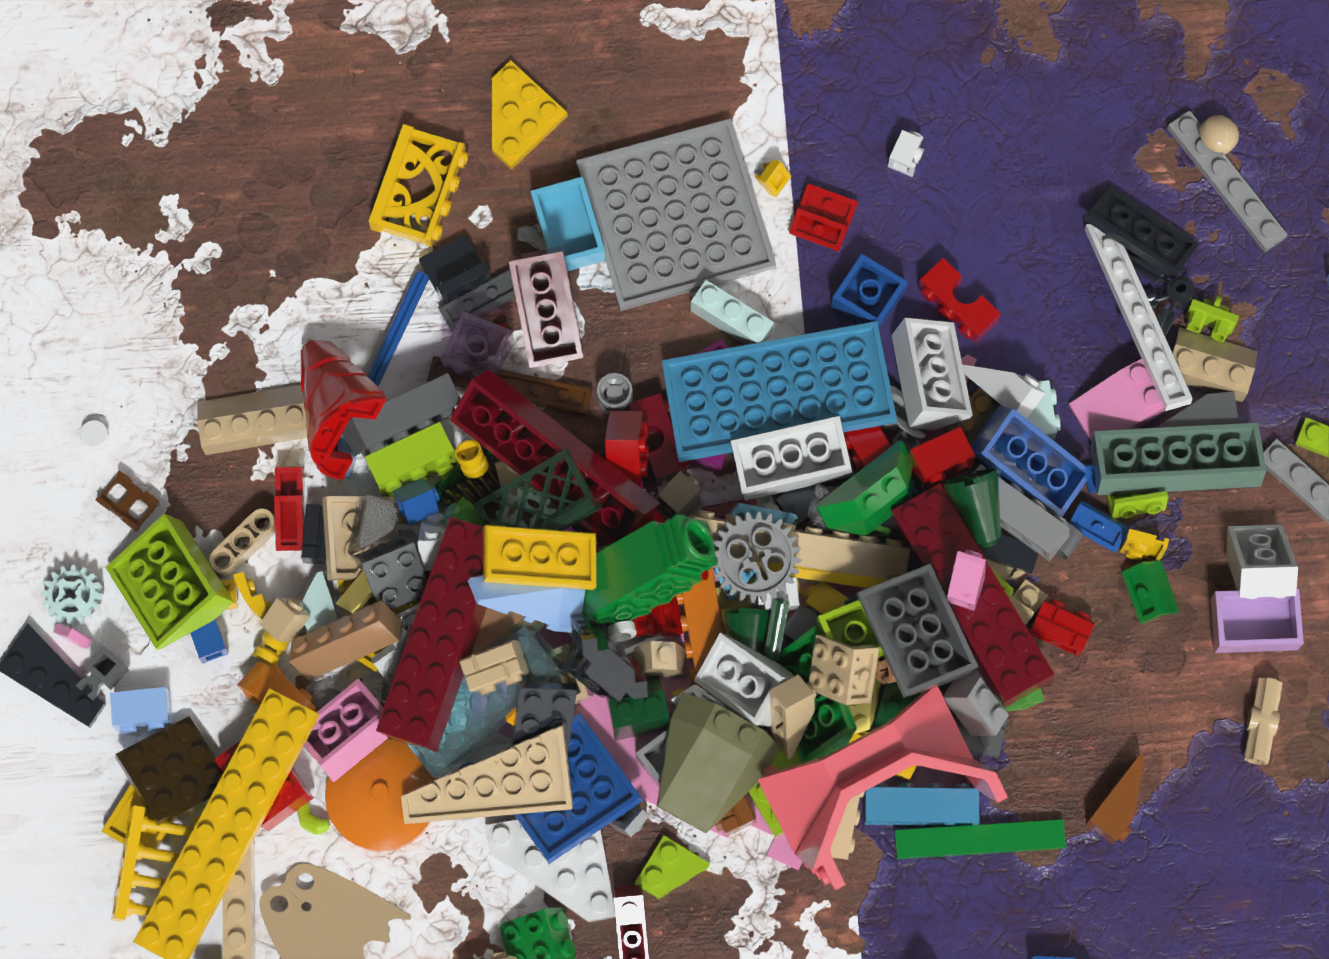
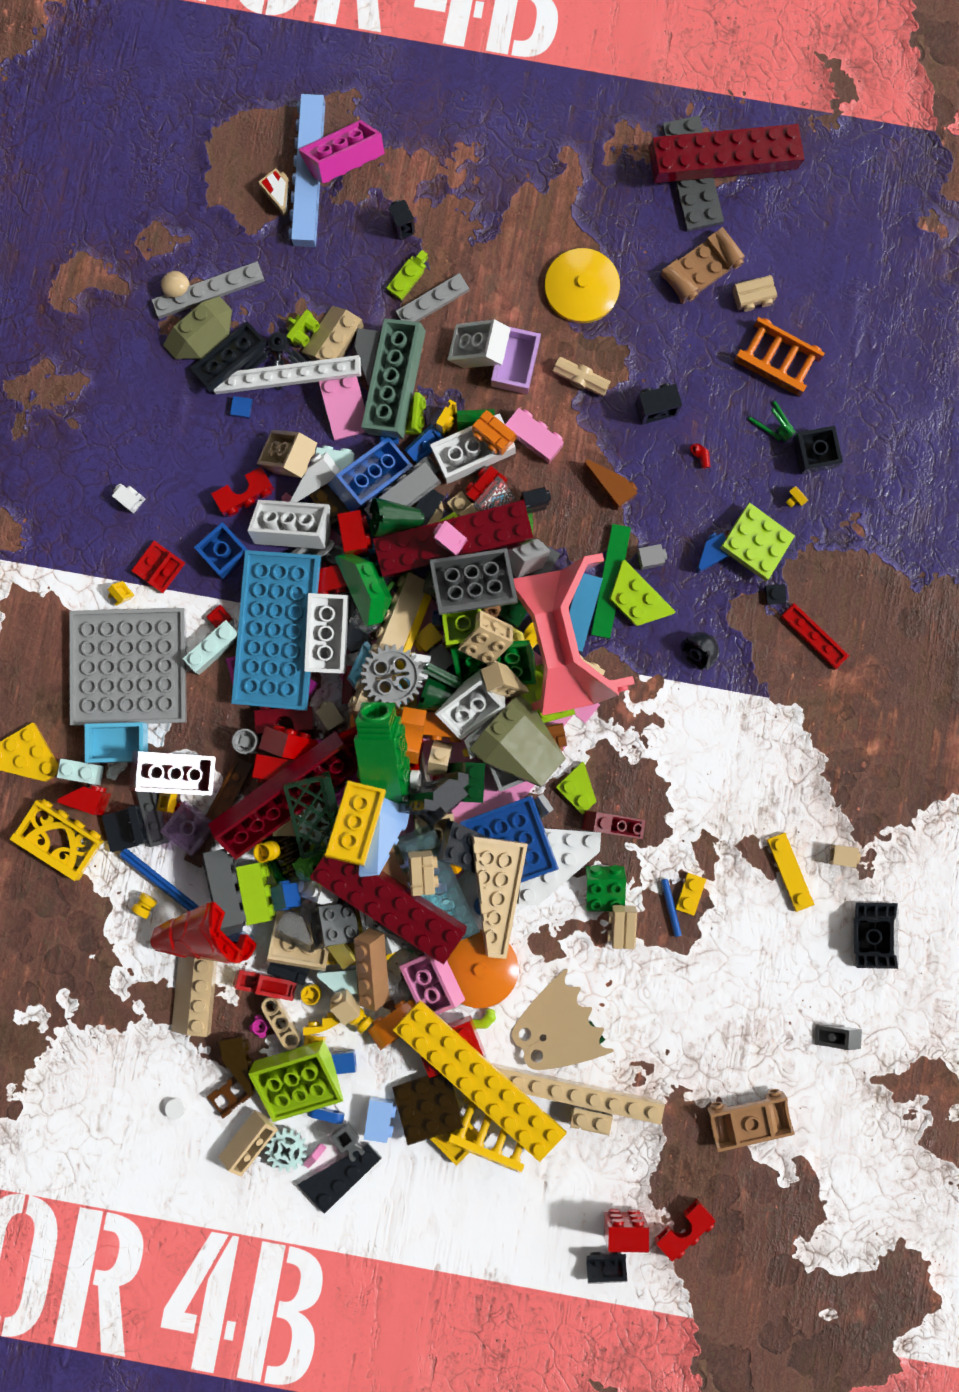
camera: 75 degrees left, 10 degrees up
(70, 540) = (248, 1143): none -> tan brick
(131, 637) = (328, 1115): none -> blue beam
(179, 497) = (236, 1058): none -> dark brown slope
(228, 510) = (261, 1032): none -> dark pink plate
(287, 568) = (311, 997): none -> yellow wheel
(358, 321) = (144, 905): none -> yellow wheel
(482, 211) = (87, 799): none -> red slope
(504, 313) = (166, 802): none -> yellow plate
(516, 190) = (80, 771): none -> light aqua brick
(587, 427) = (267, 767): none -> red slope
(686, 610) = (414, 724): none -> orange brick
(779, 314) = (218, 616): none -> red tile
(965, 882) = (637, 598): none -> lime wing
(1027, 342) = (287, 453): none -> tan brick
(1031, 887) = (651, 556): none -> light grey brick
(1052, 639) = (494, 496): none -> clear tile
(1062, 698) = (536, 499): none -> black brick
(1076, 268) = (241, 407): none -> blue tile
(1111, 594) = (463, 454): none -> white slope
(1139, 612) = (493, 432): none -> orange brick
(1158, 676) = (535, 435): none -> bright pink brick
(1167, 185) = (200, 330): none -> olive wedge
(1204, 922) = (701, 453): none -> red arm
(1255, 837) = (658, 403): none -> black brick

